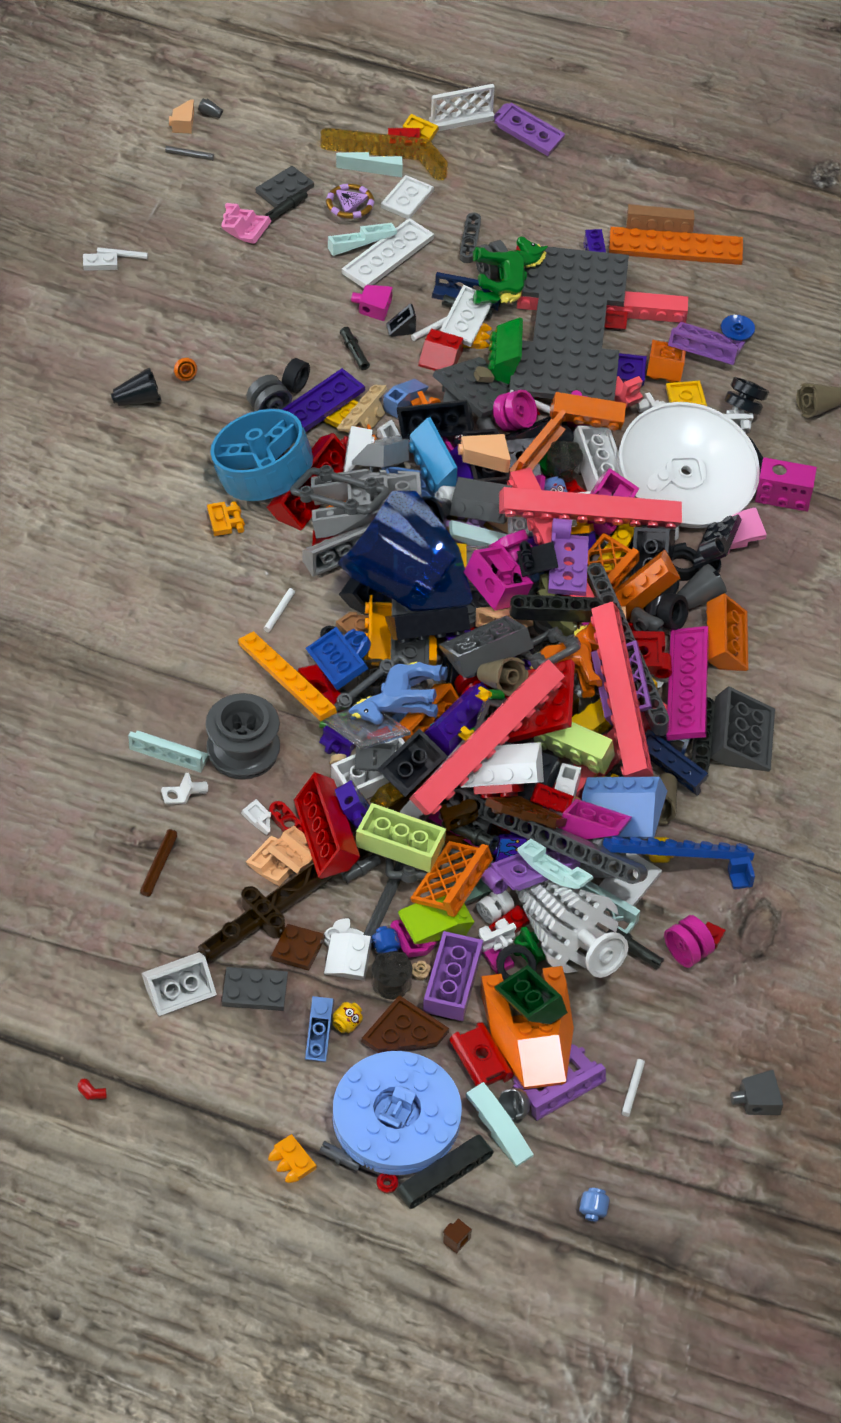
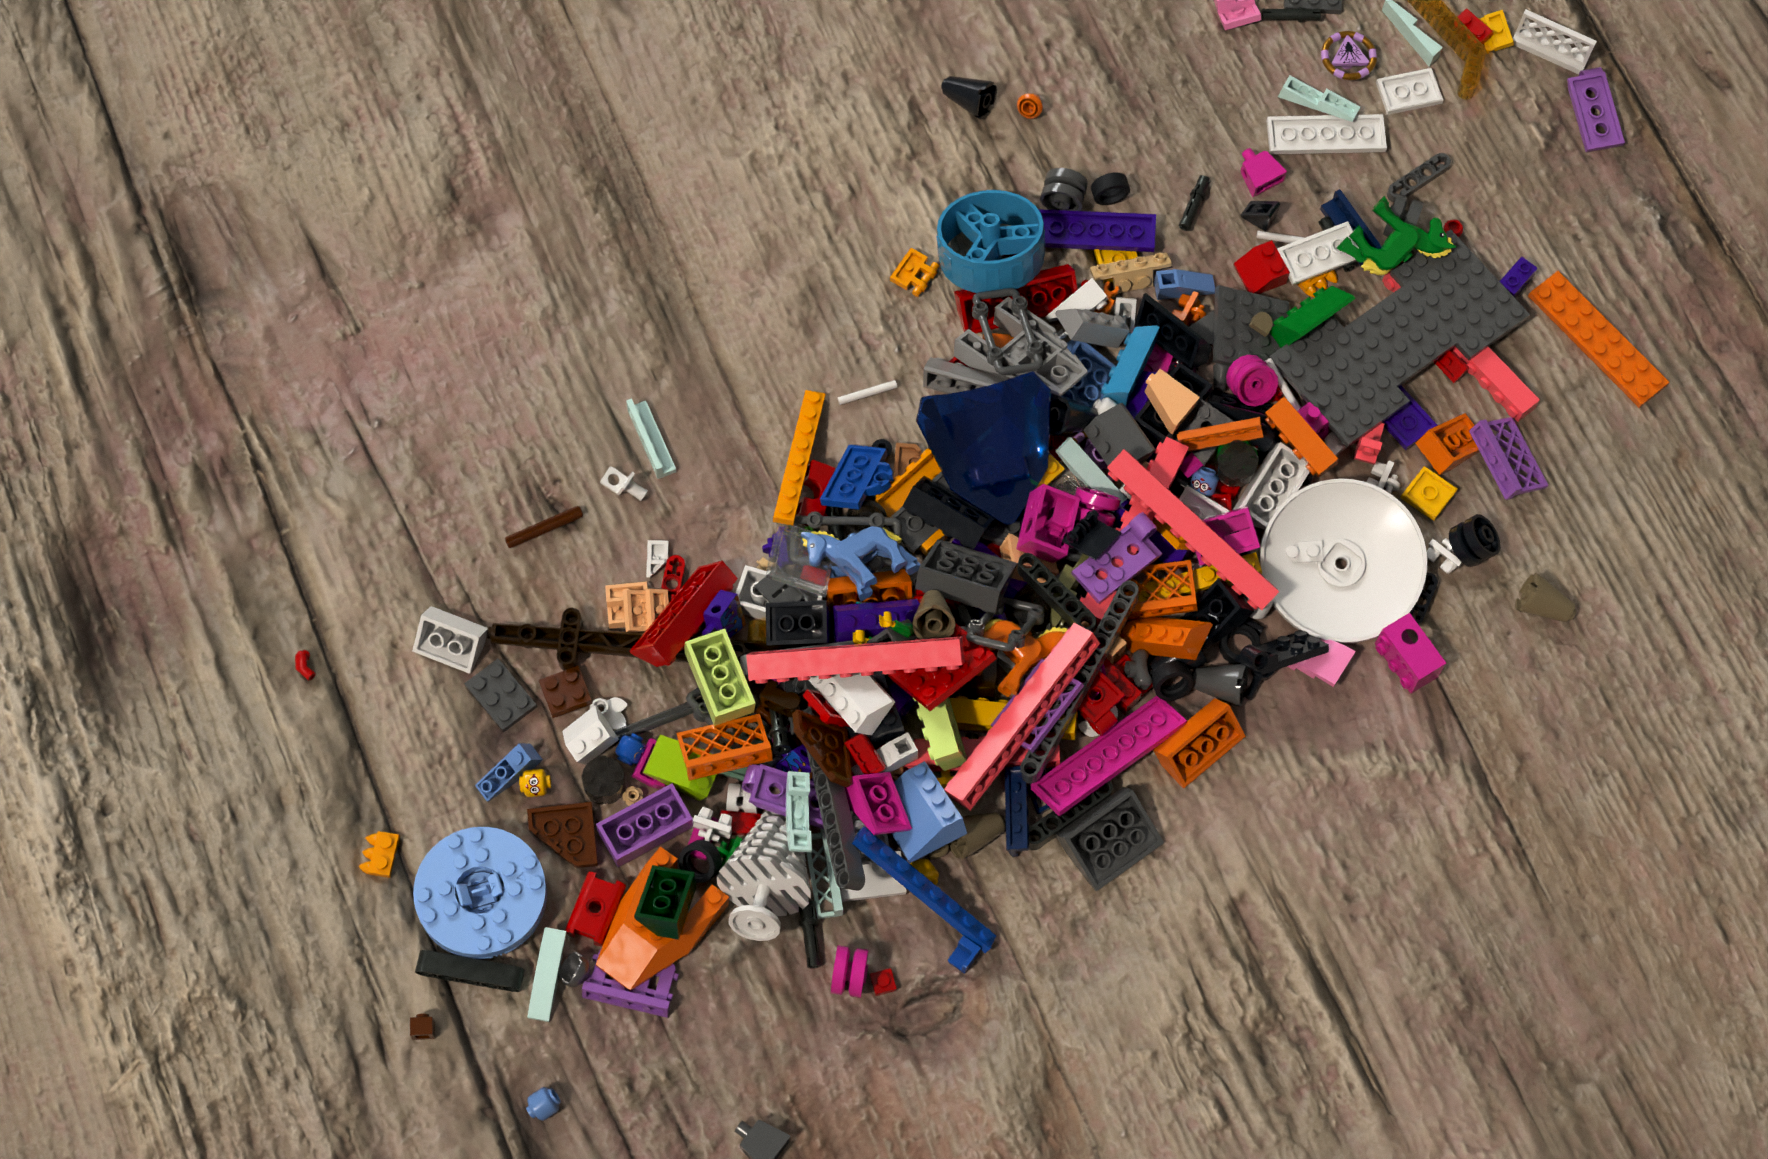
camera: 45 degrees right, 15 degrees up
(234, 747) = (699, 501): dark grey wheel -> none
(339, 1155) = (409, 875): dark grey pin -> none
(361, 868) = (678, 670): dark grey pin -> none
(387, 1188) = (416, 939): red plate -> none
(633, 1087) = (680, 1043): white bar -> none
(659, 218) = (1609, 301): medium nougat brick -> none
(737, 327) = (1557, 460): blue dish -> none

